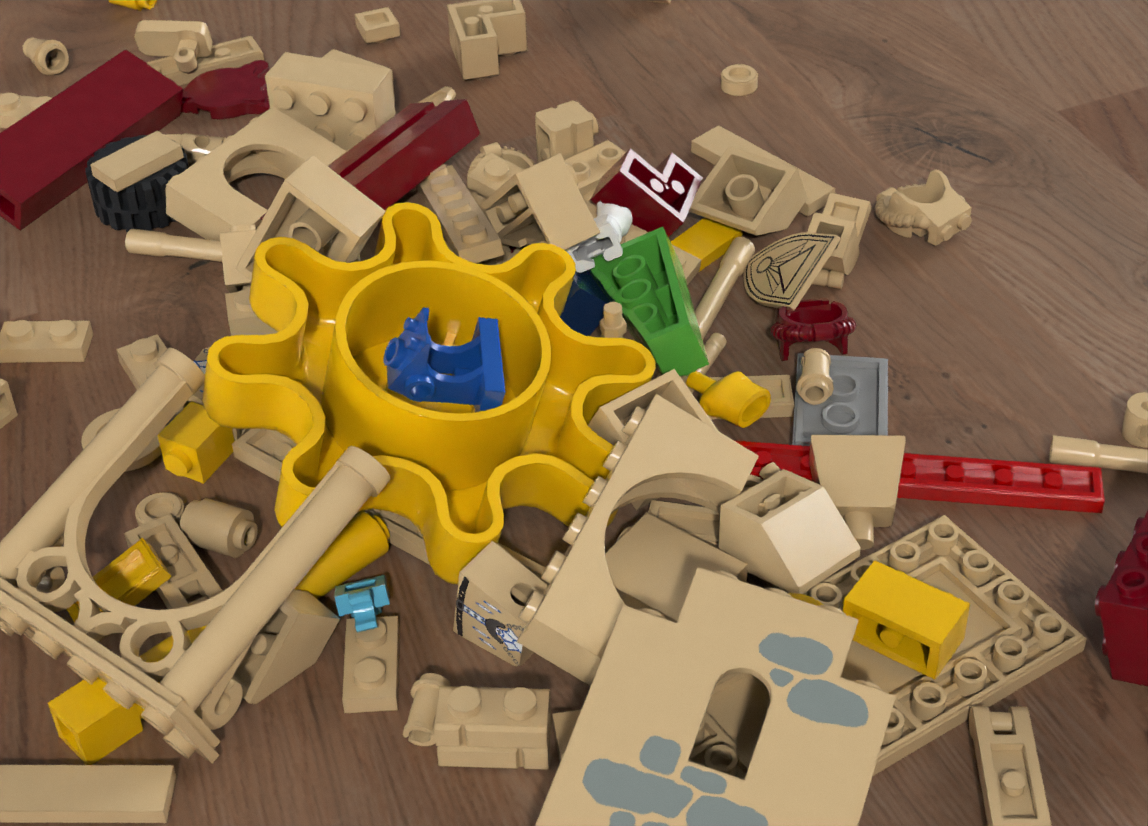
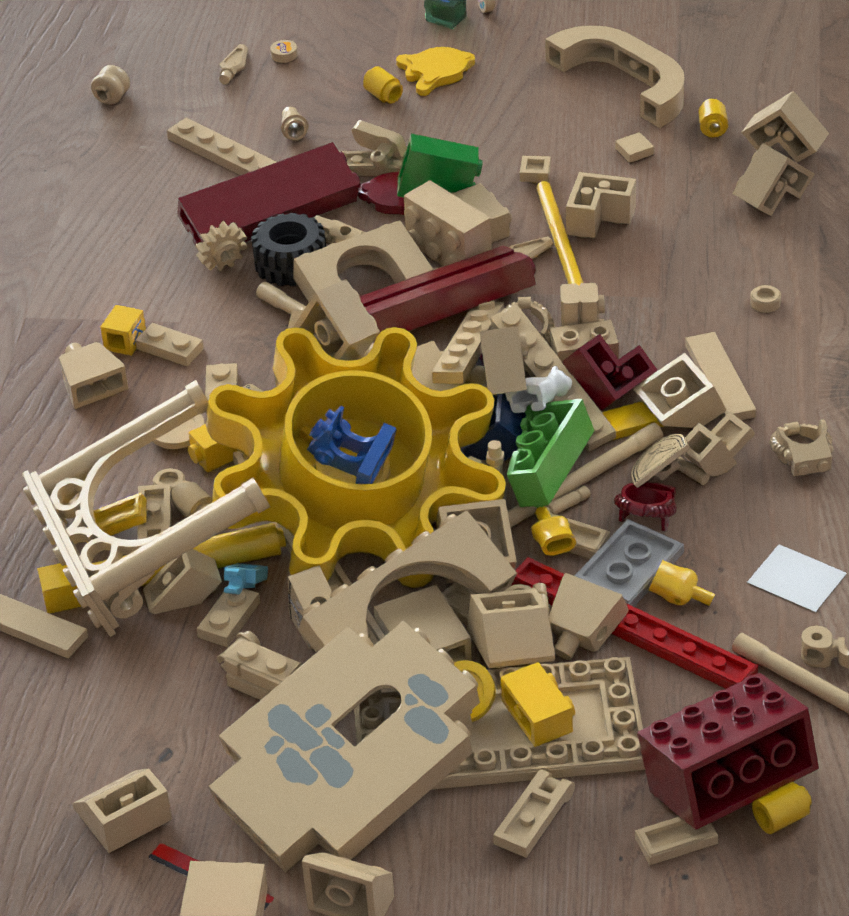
camera: 30 degrees right, 0 degrees up
(48, 203) = (221, 246): none -> tan gear
(137, 161) = (285, 235): tan tile -> none
(264, 34) = (440, 161): none -> green brick
(466, 88) = (559, 233): none -> yellow piece
(815, 383) = (611, 542): tan pin -> none
(926, 407) = (678, 585): none -> yellow piece
(1038, 354) = (797, 578): none -> white sticker

